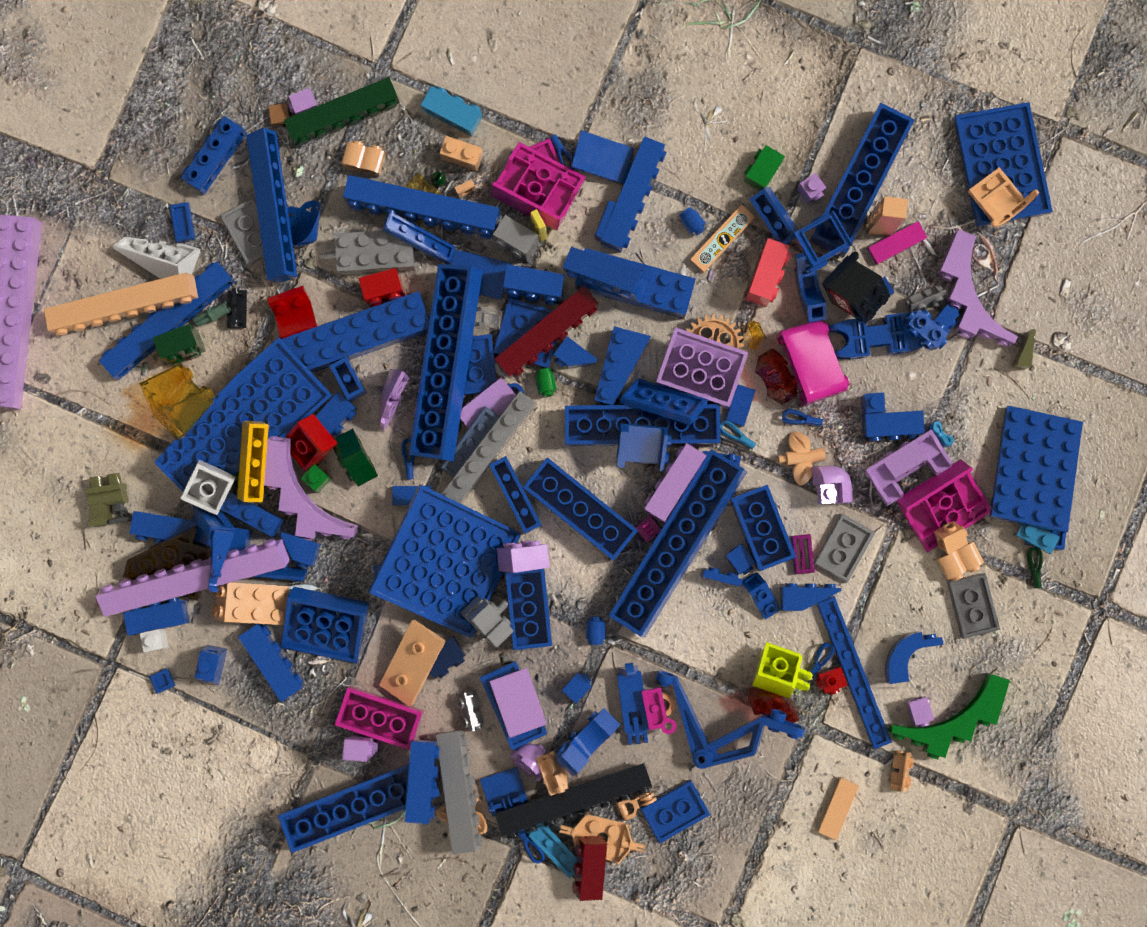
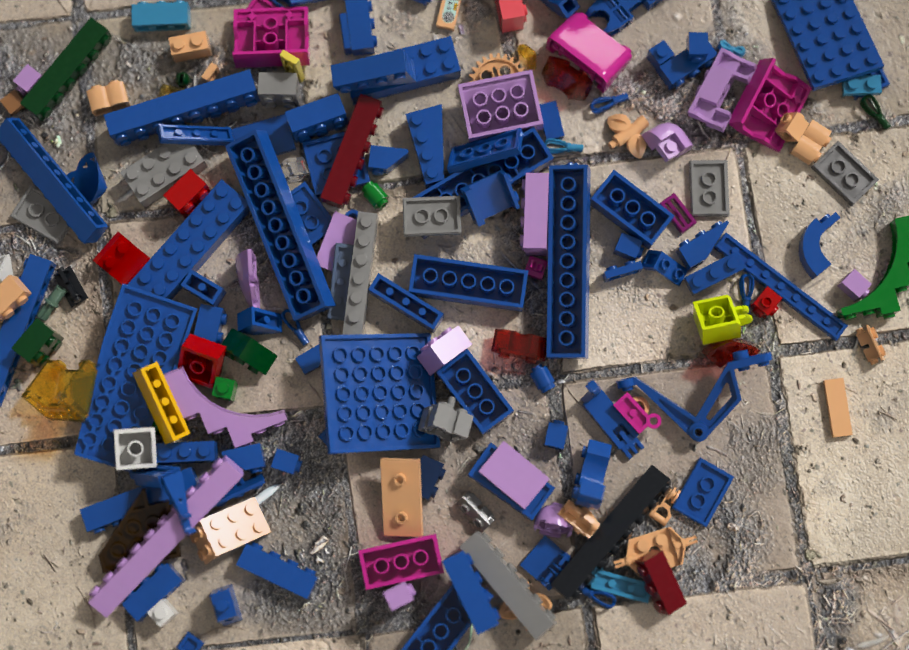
camera: 30 degrees left, 5 degrees down
(101, 497) = (44, 516): olive hips -> none
(324, 624) = (305, 511): blue slope -> none
(332, 573) = (286, 462): none -> blue brick
(379, 436) = (259, 321): none -> blue slope
(582, 432) = (431, 216): none -> light grey tile
(592, 590) = (524, 346): none -> clear red brick
(801, 628) = (714, 273): none -> blue brick
(909, 417) = (697, 46): none -> blue brick

